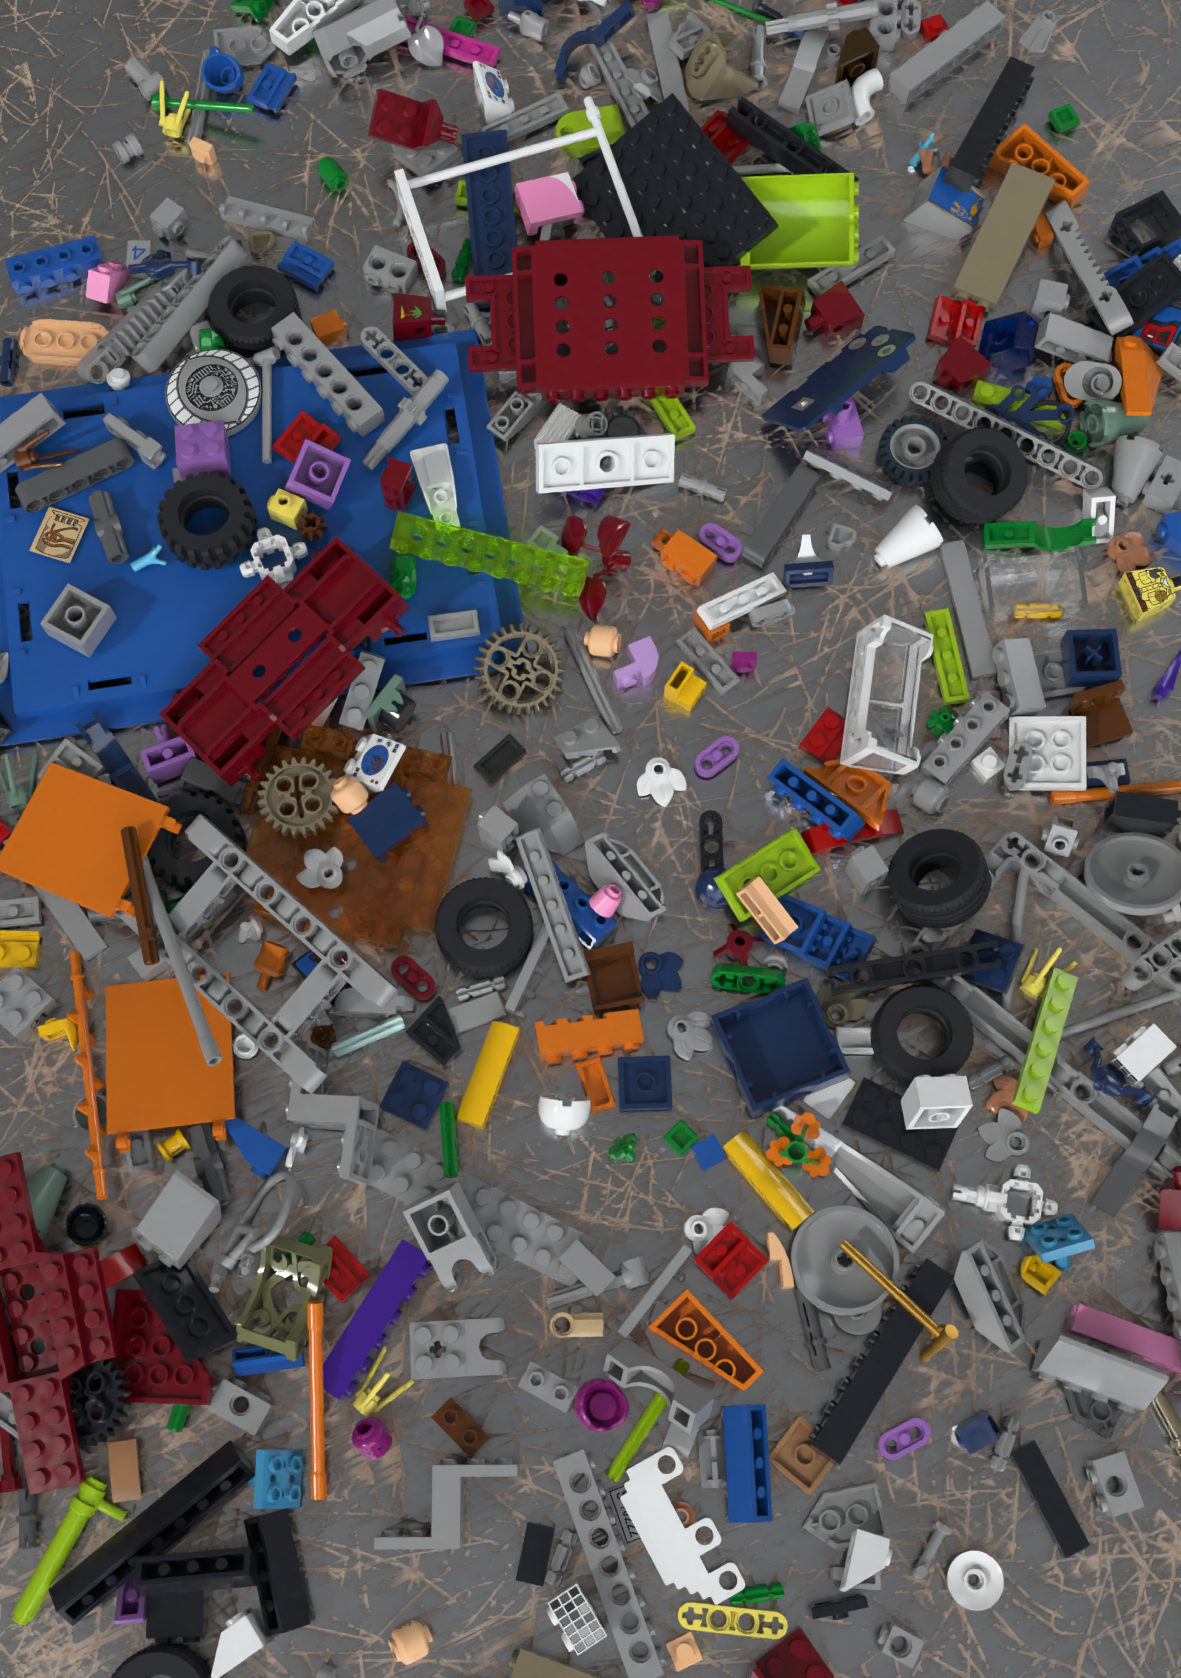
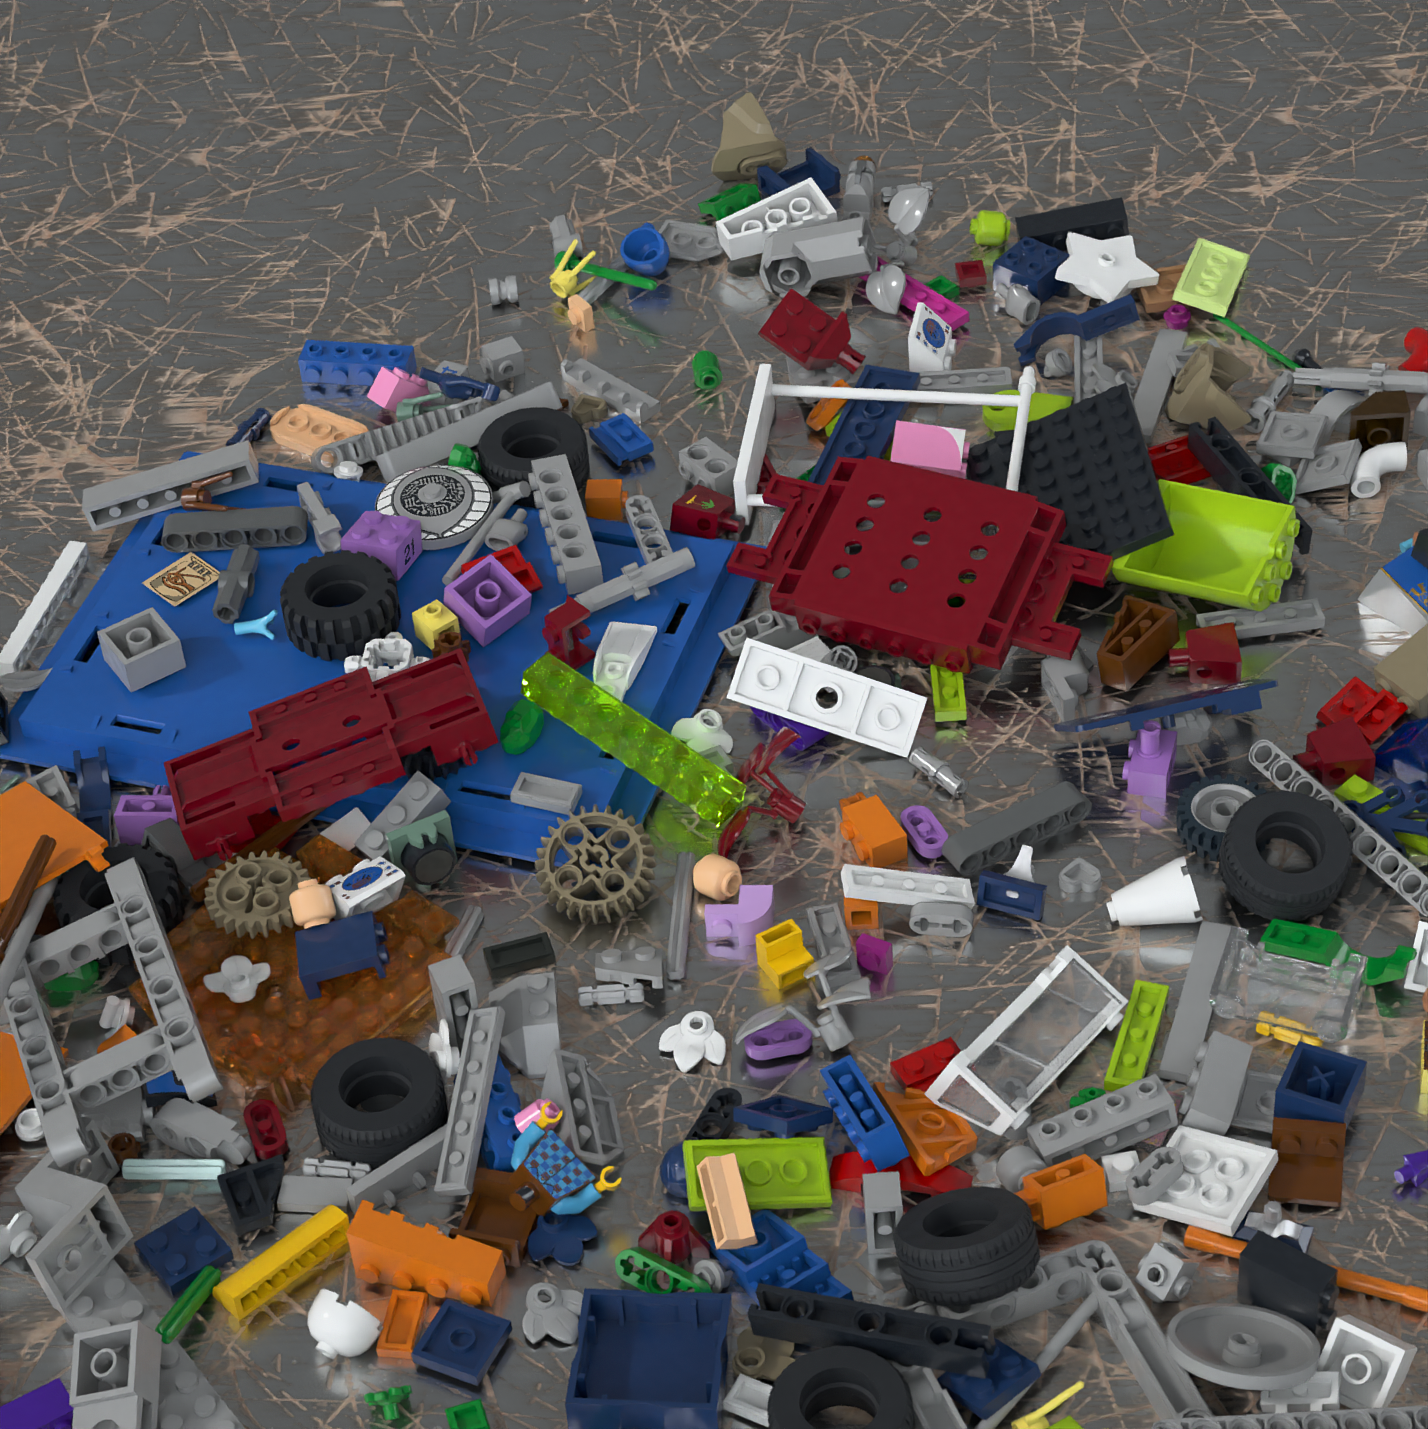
camera: 30 degrees right, 30 degrees down
(271, 88) = (693, 282): blue plate -> none
(286, 397) = (507, 531): none -> light grey piece
(445, 189) = (826, 408): none -> orange plate
(522, 521) = (703, 731): none -> white plate
(642, 940) = (551, 1174): none -> torso
(760, 821) = (783, 1116): none -> dark blue plate
(767, 721) = (831, 1023): none -> light grey plant
(793, 87) = (1292, 434): none -> light grey tile
(857, 477) = (1123, 809): light grey plate -> none
(967, 802) = (1064, 1191): none -> orange brick

